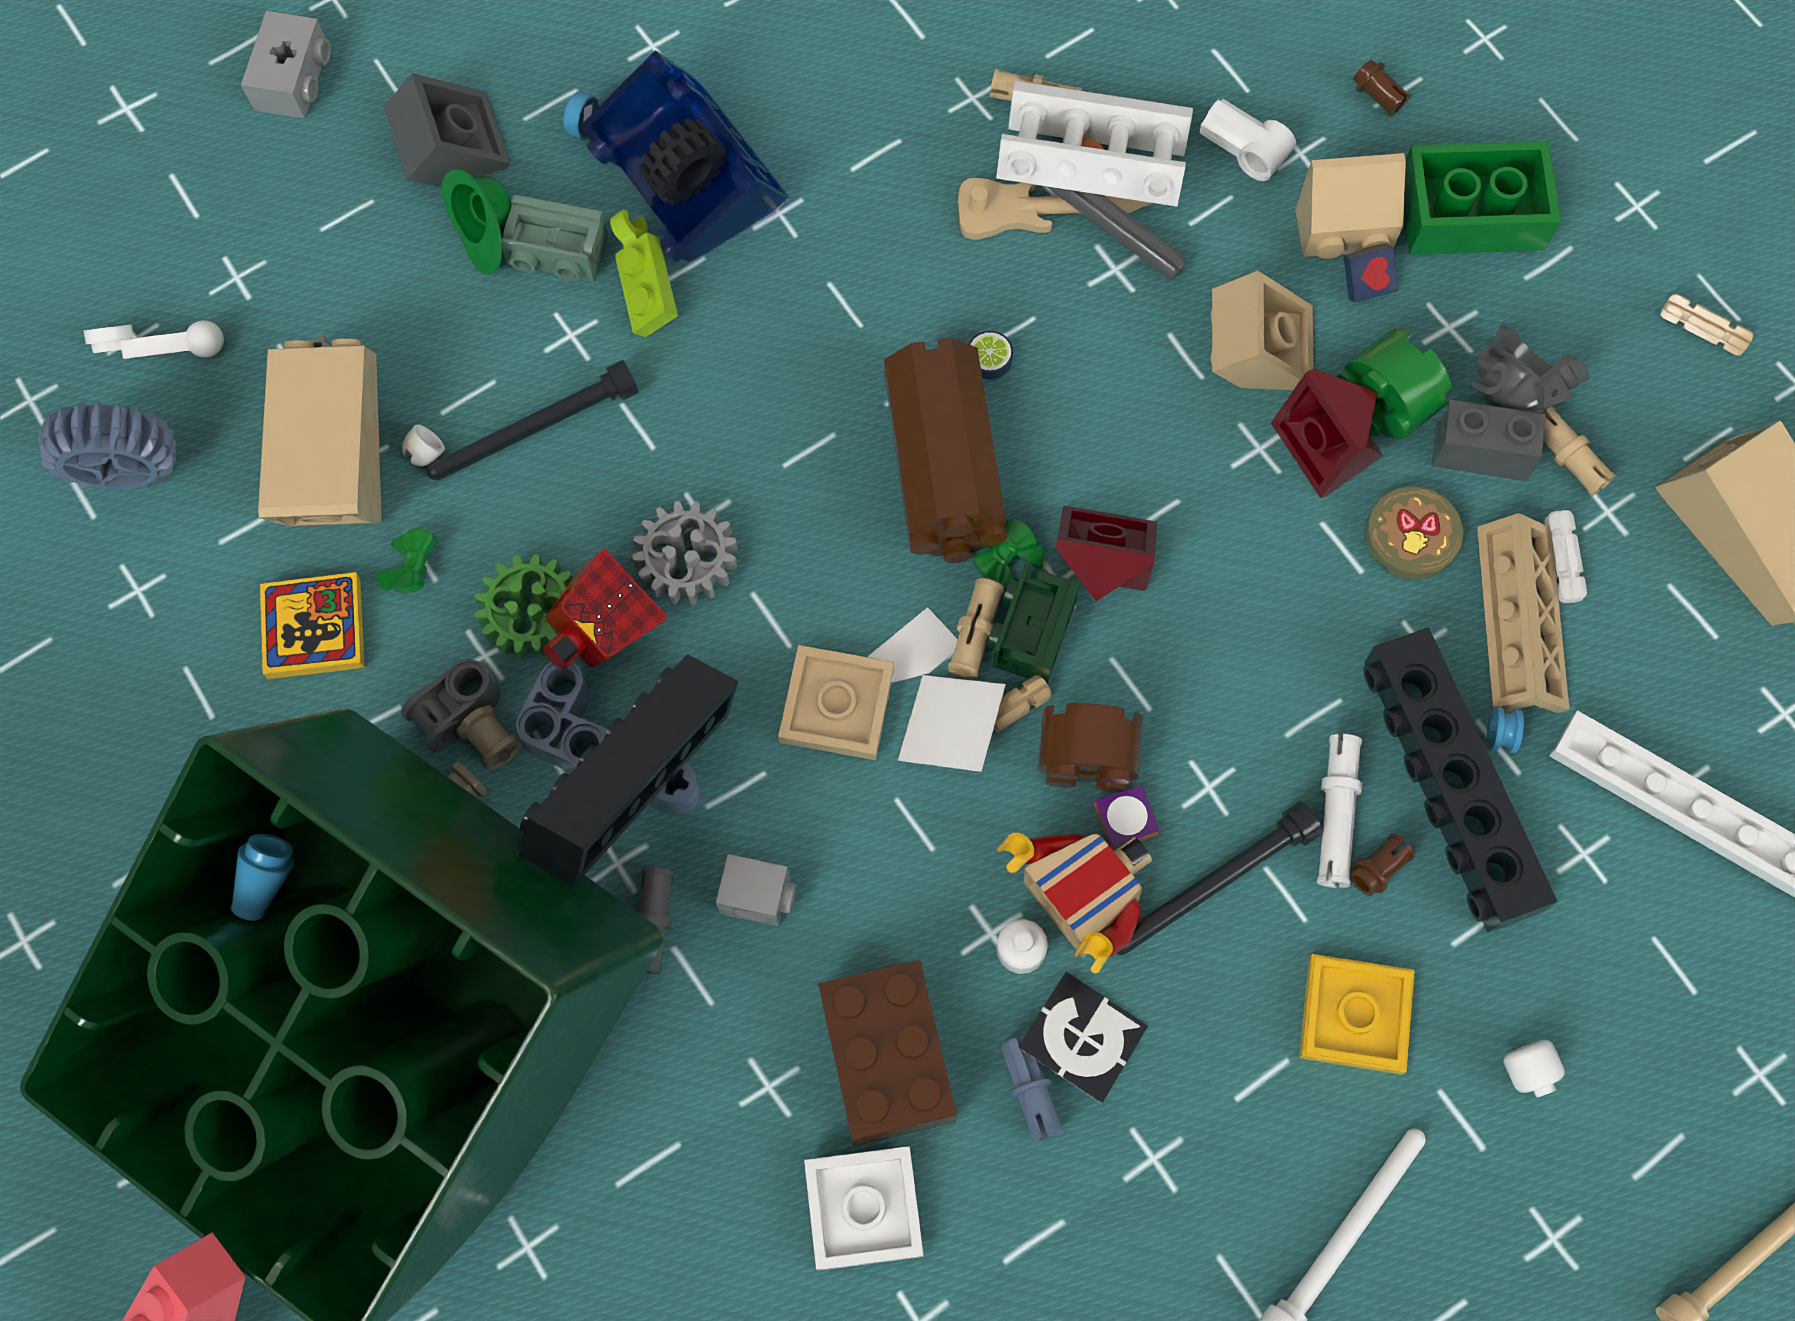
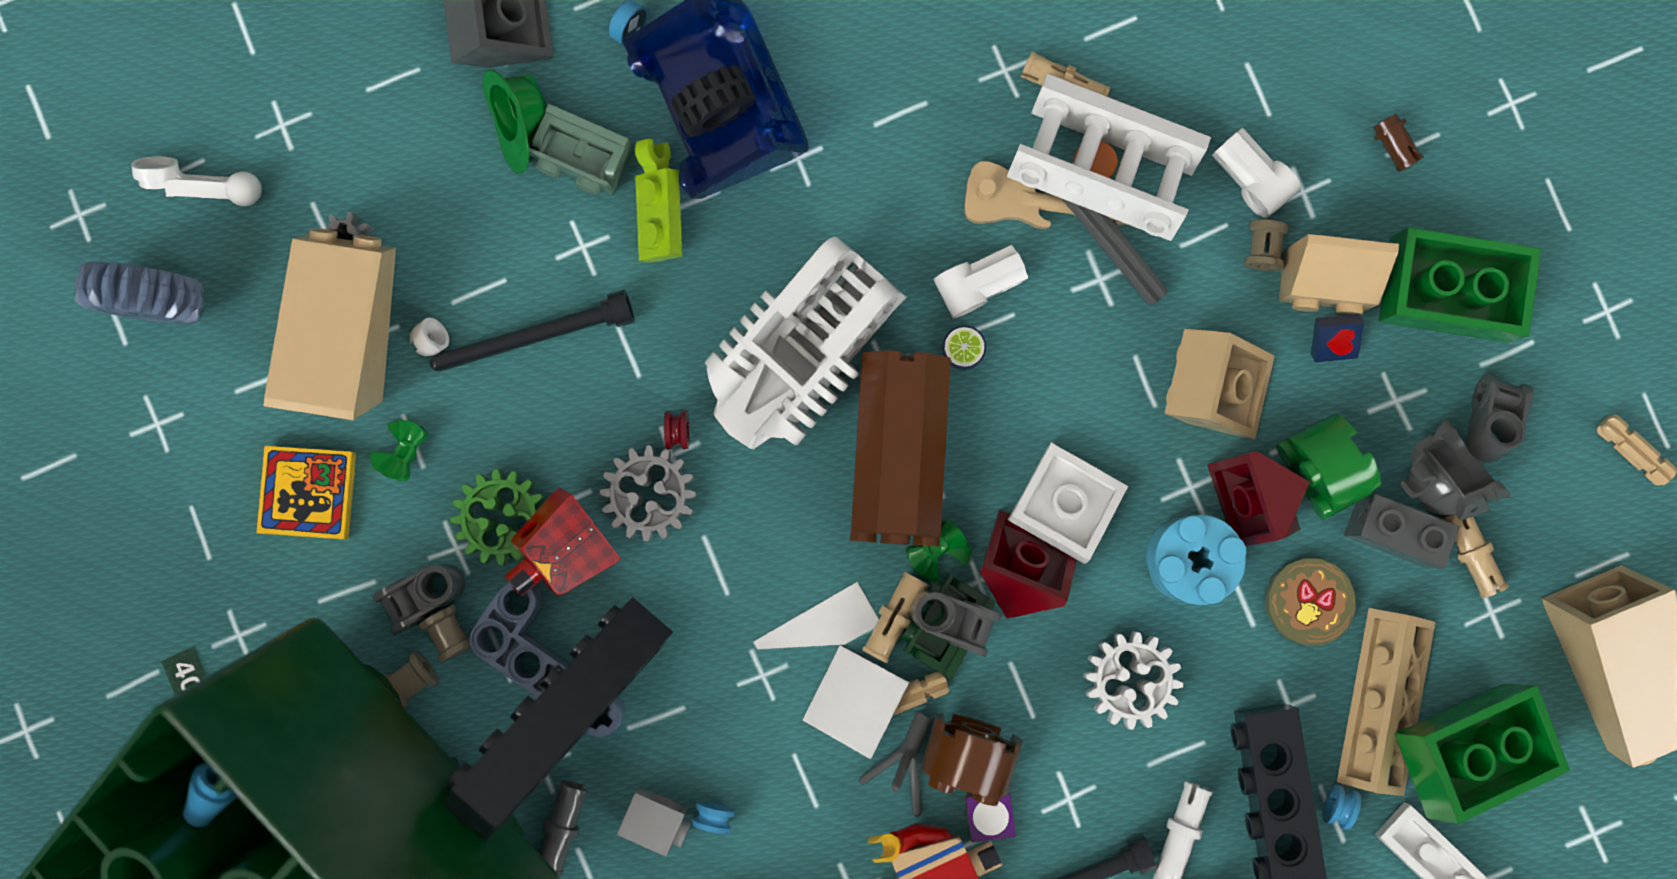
camera: 10 degrees right, 15 degrees up
(703, 484) = (676, 430): none -> dark red bush
(812, 385) = (799, 346): none -> white connector
(819, 874) = (713, 817): none -> dark azure bush
(836, 702) = (757, 662): tan plate -> none
(982, 293) = (971, 285): none -> white piece
(1019, 769) = (909, 758): none -> dark grey plant
(1043, 599) = (958, 621): none -> dark grey piece
(1133, 478) = (1068, 503): none -> white plate
(1252, 614) = (1121, 702): none -> white gear
(1285, 482) = (1218, 548): none -> medium azure brick
(1288, 214) = (1275, 233): none -> dark tan bush
(1554, 316) = (1497, 410): none -> dark grey piece
(1567, 557) = (1442, 653): white axle -> none
(1634, 633) = (1482, 752): none -> green brick

